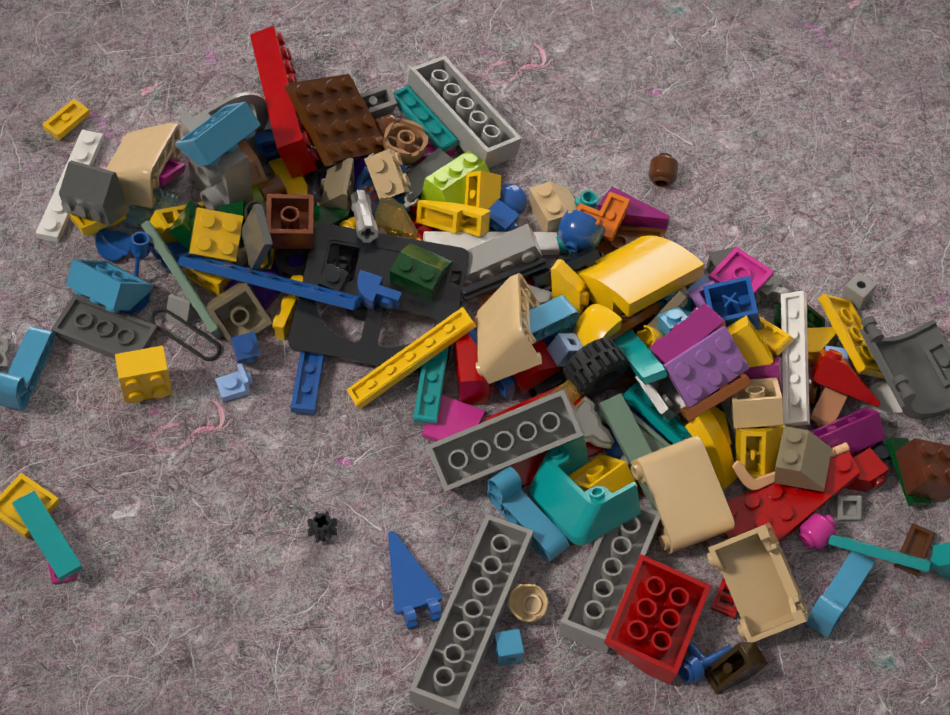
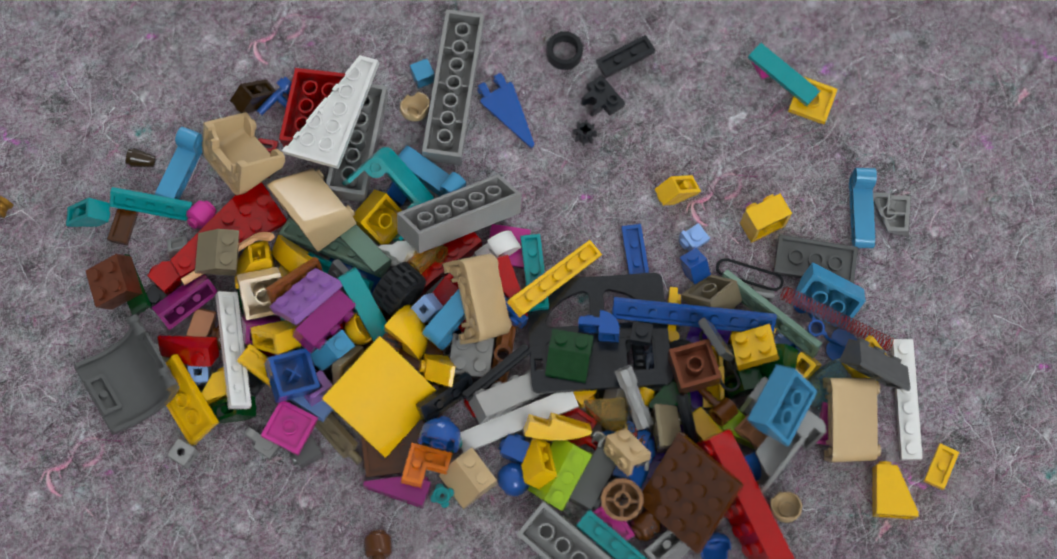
camera: 165 degrees right, 15 degrees up
(130, 105) = (891, 494): none -> yellow slope
(131, 276) = (786, 293): none -> piece
(232, 435) = (677, 189): none -> yellow slope
(237, 613) = (625, 56): none -> black plate
(285, 568) = (602, 97): none -> black plate
(312, 619) = (564, 36): none -> black tyre
(464, 409) = (500, 245): none -> white brick
(641, 575) = (334, 120): none -> white wing
(890, 619) = (138, 158): none -> dark brown cone

